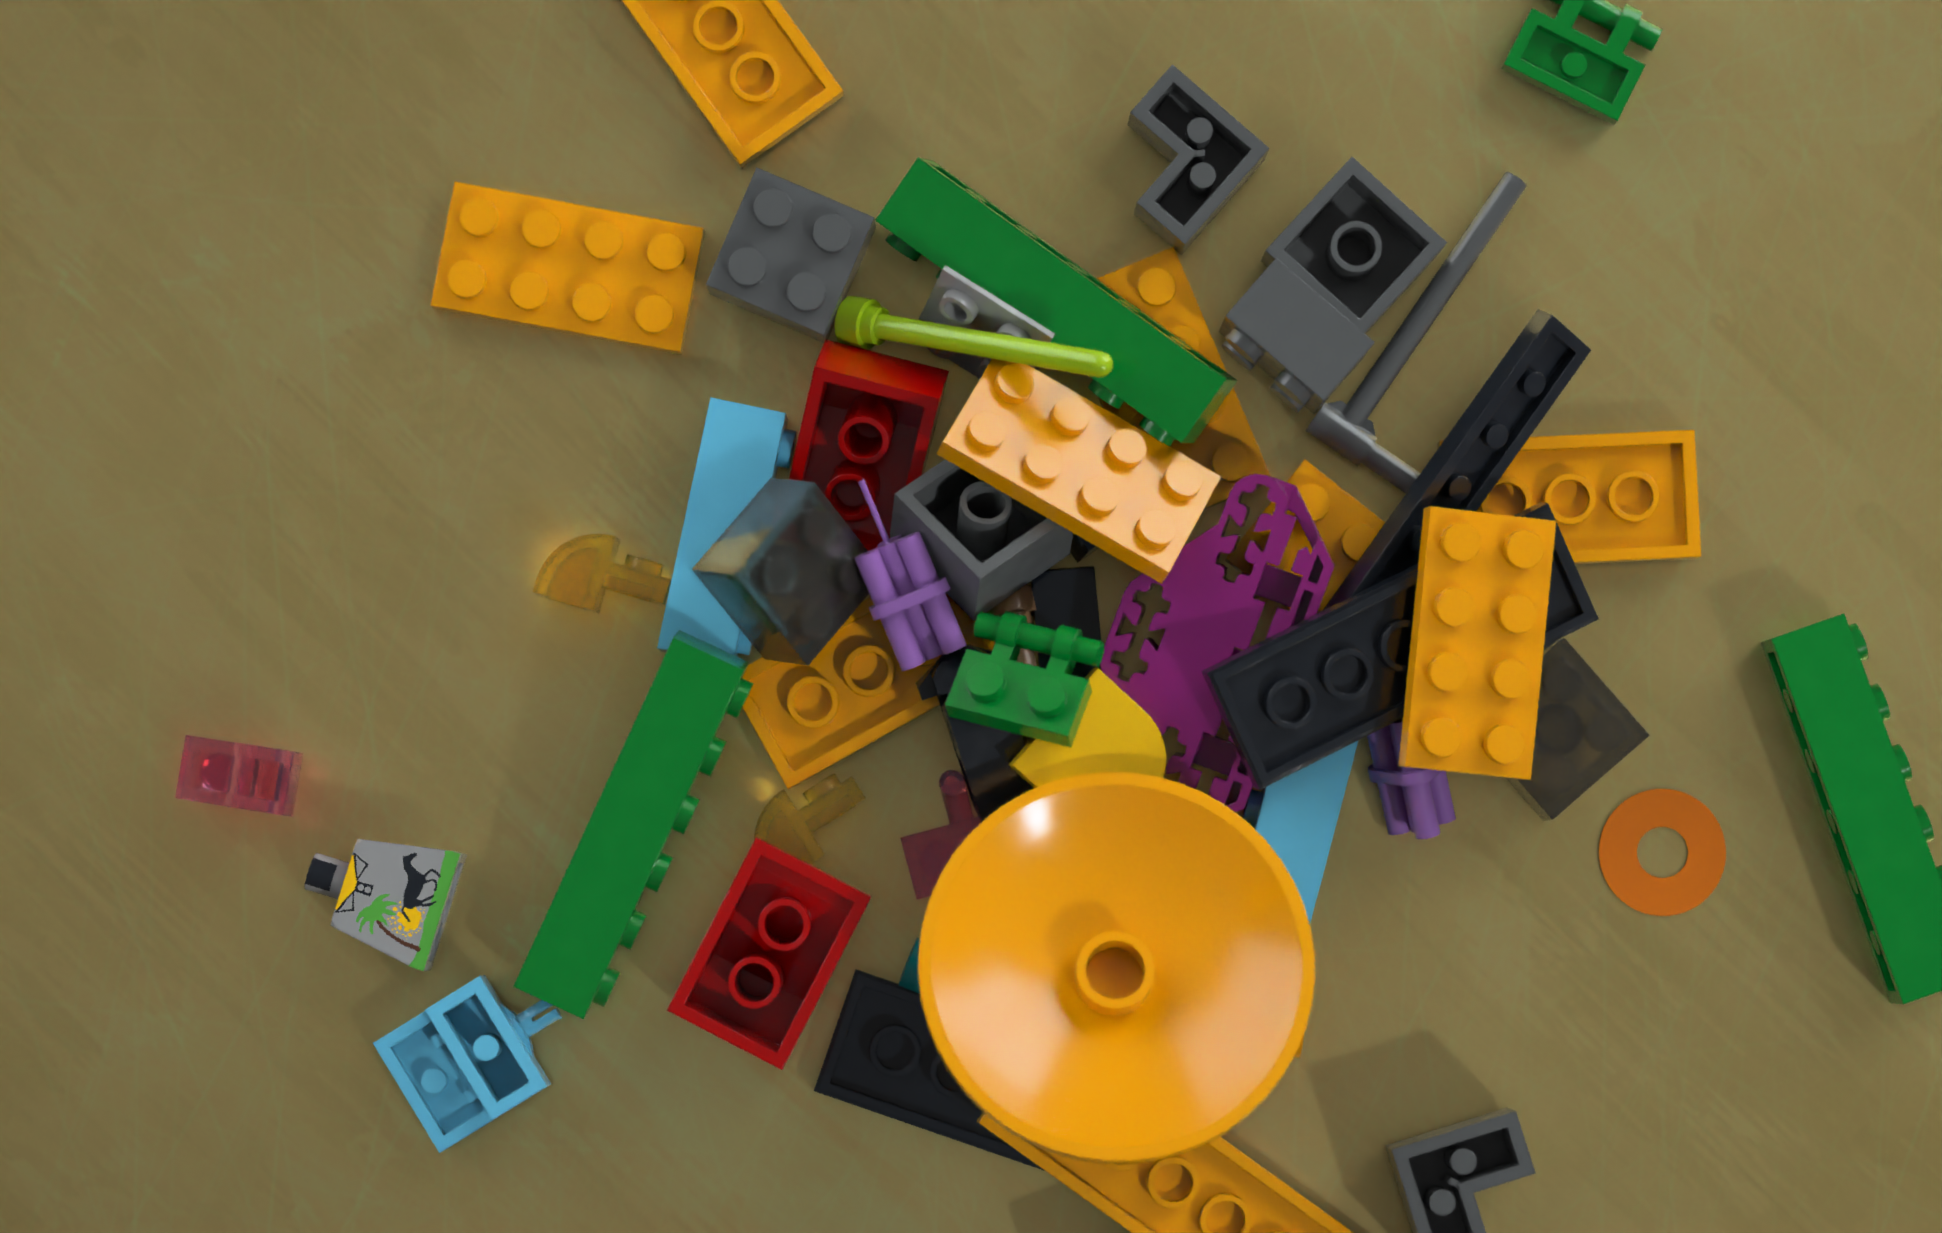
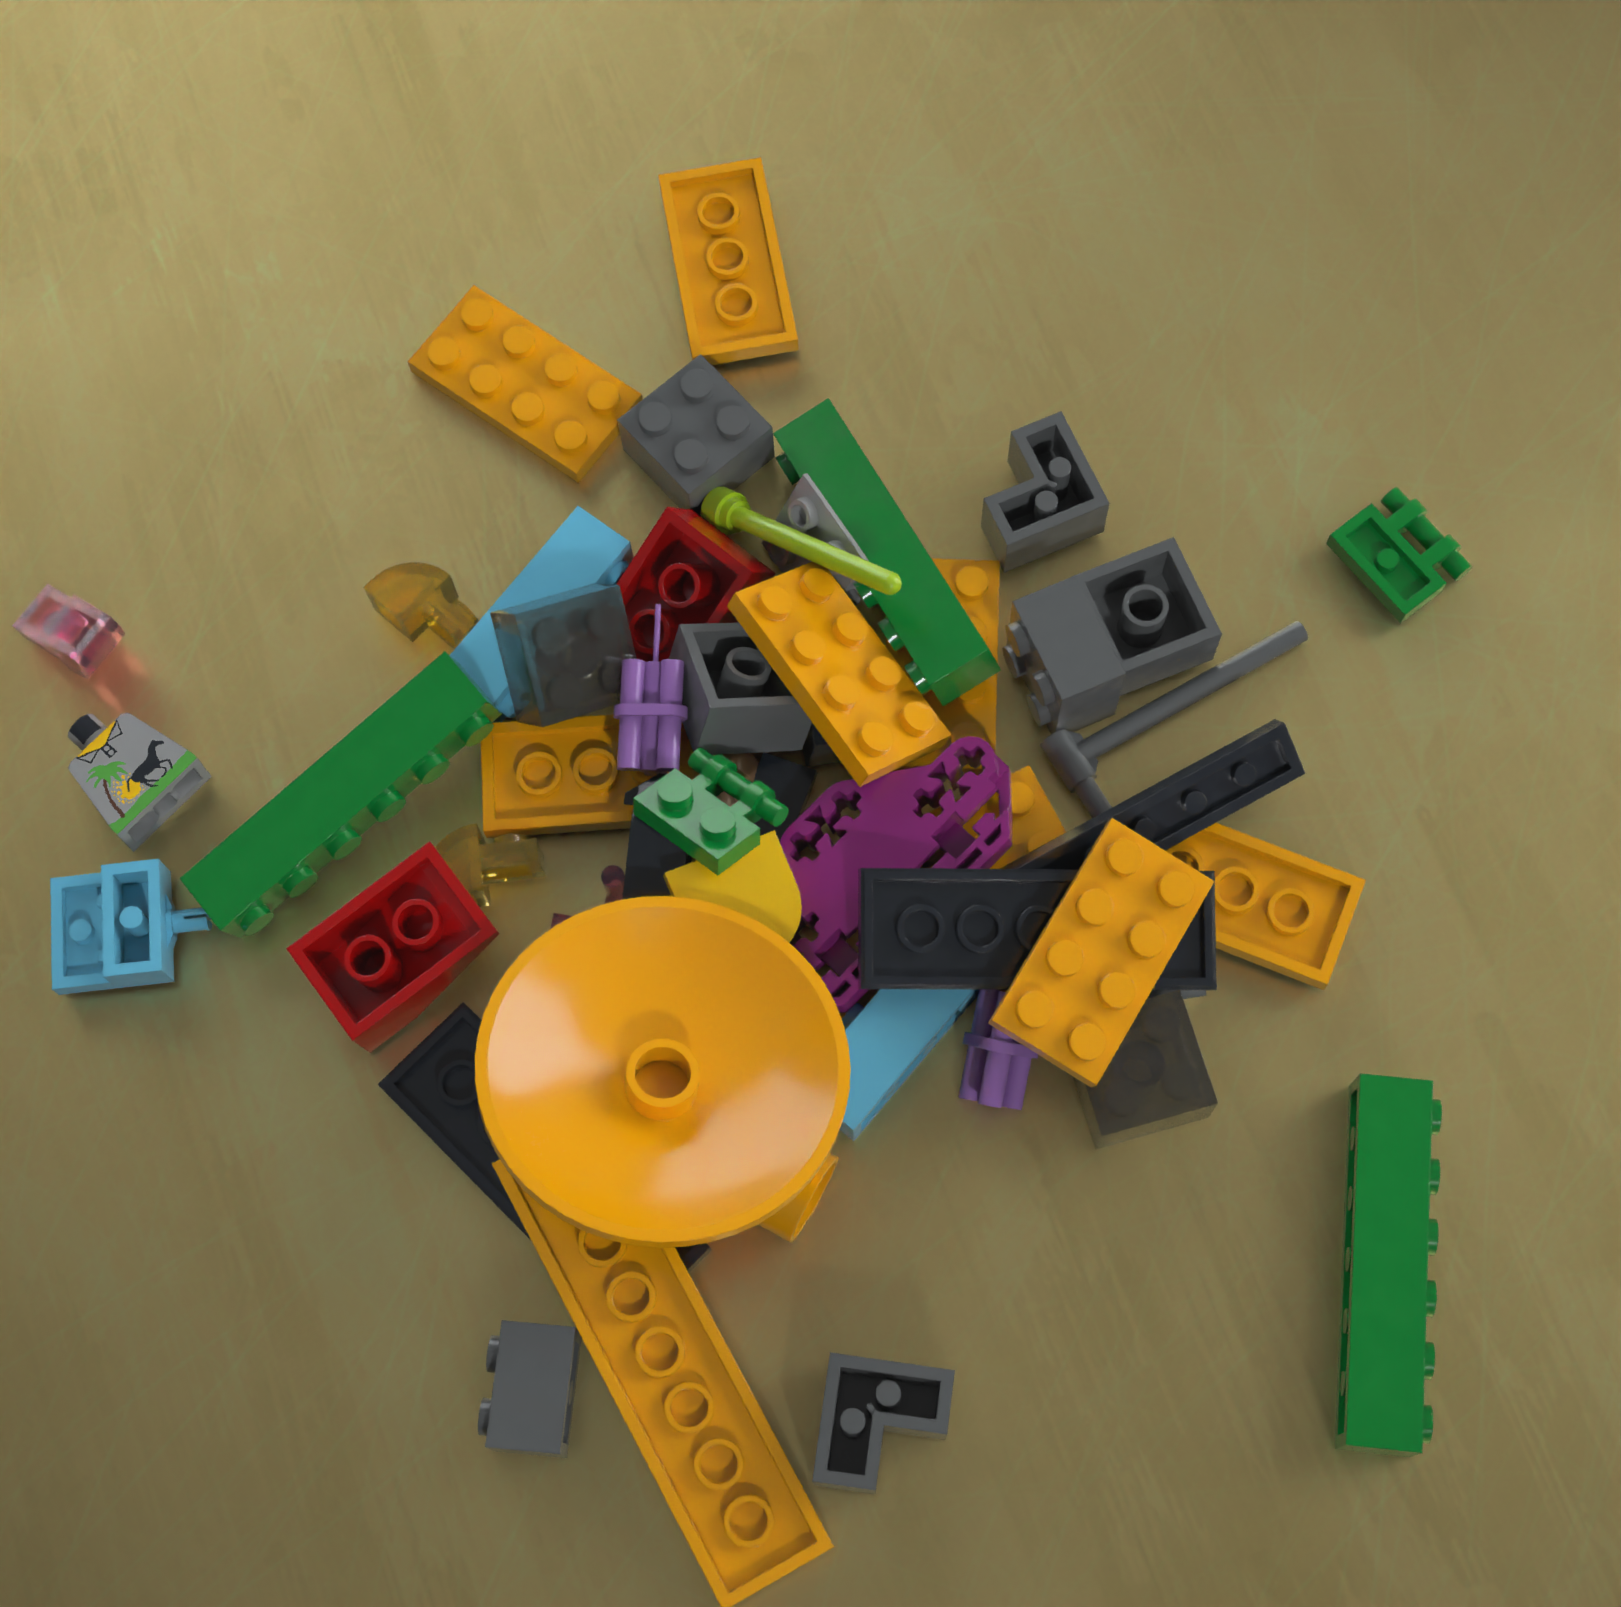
camera: 30 degrees right, 15 degrees down
(1669, 894) = (1179, 1262): orange piece -> none

